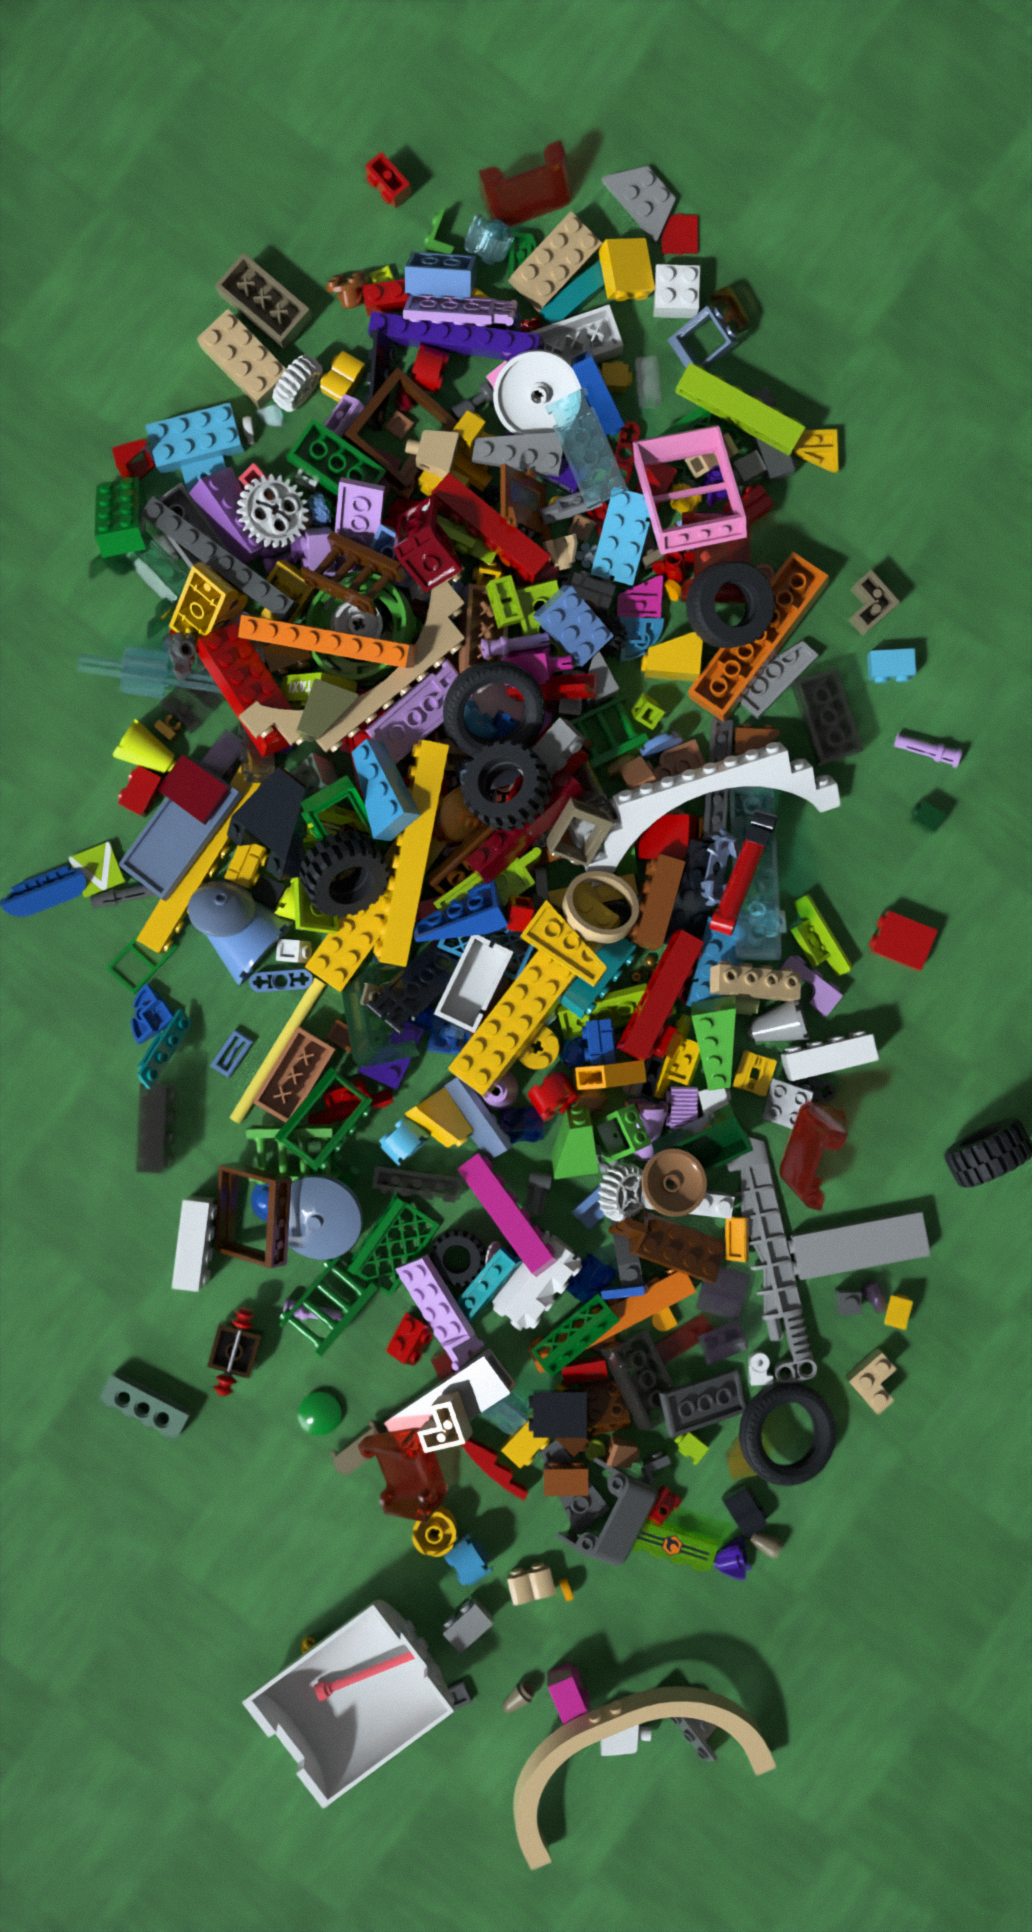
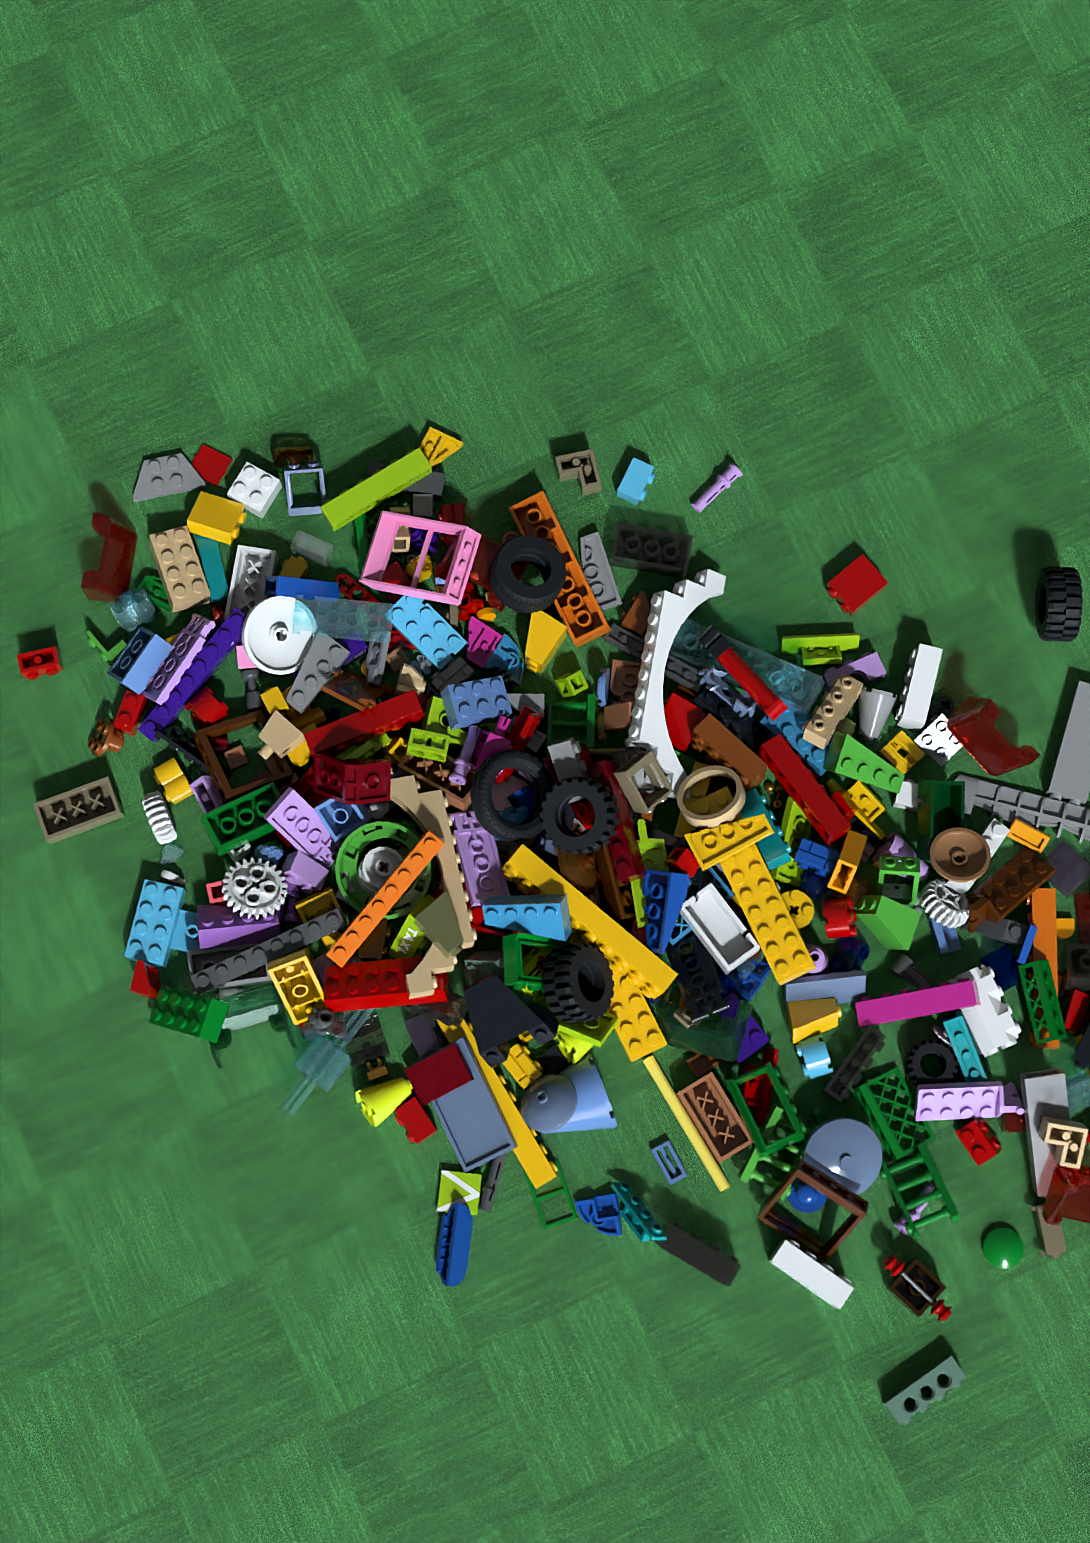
camera: 65 degrees left, 10 degrees down
(242, 357) = (114, 850): tan brick -> none
(265, 987) = (641, 1078): medium blue beam -> none
(293, 950) = (612, 1066): white bracket -> none
(360, 555) = (327, 840): reddish brown fence -> none
(381, 275) = (111, 708): neon yellow tile -> none
(682, 1106) = (900, 821): lavender brick -> none
(927, 817) = (769, 516): dark green brick -> none

